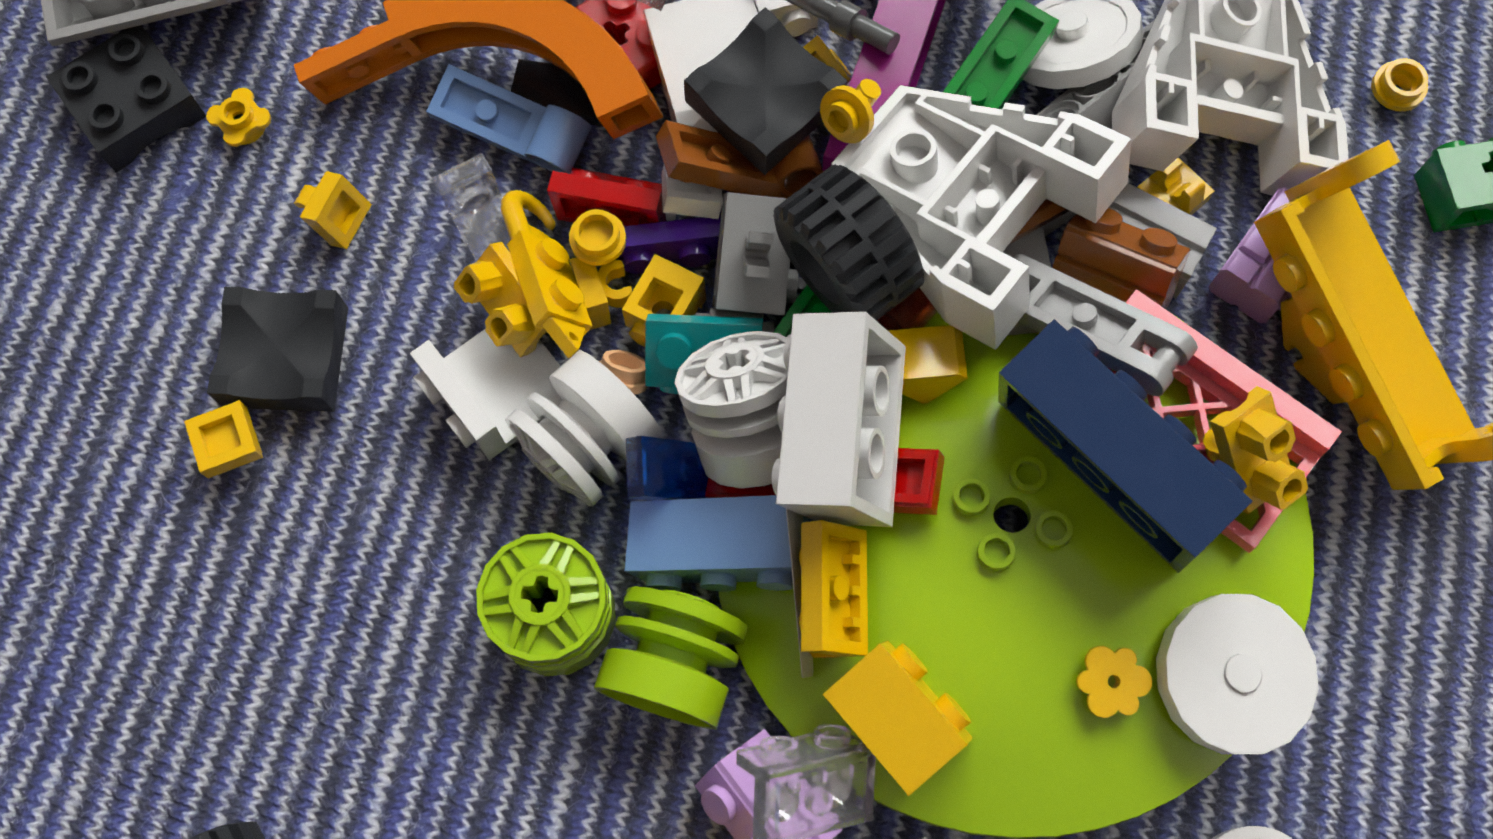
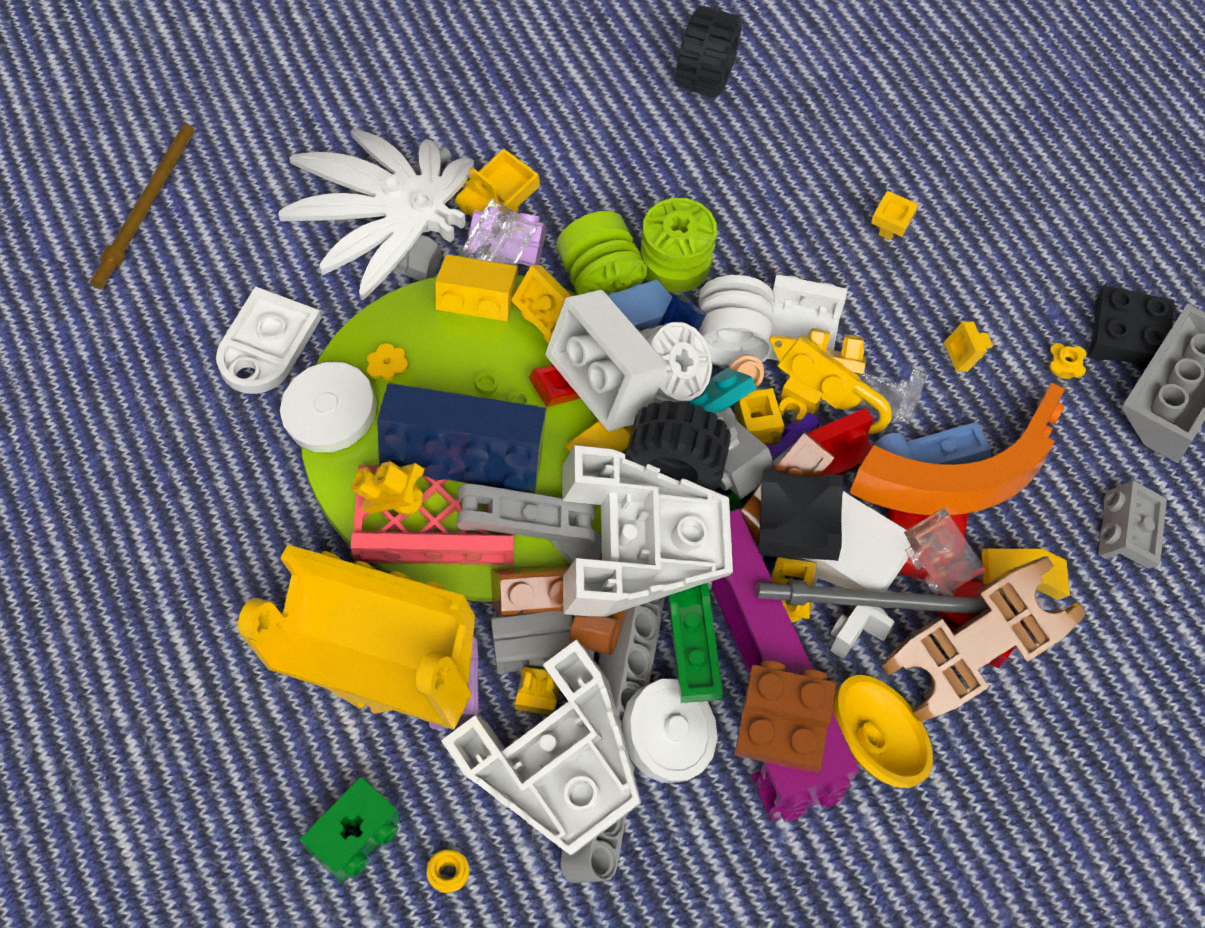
camera: 135 degrees right, 10 degrees down
(279, 349) = (915, 268): black brick -> none
(597, 237) = (817, 405): yellow plate -> none
(849, 110) = (741, 516): yellow plate -> none

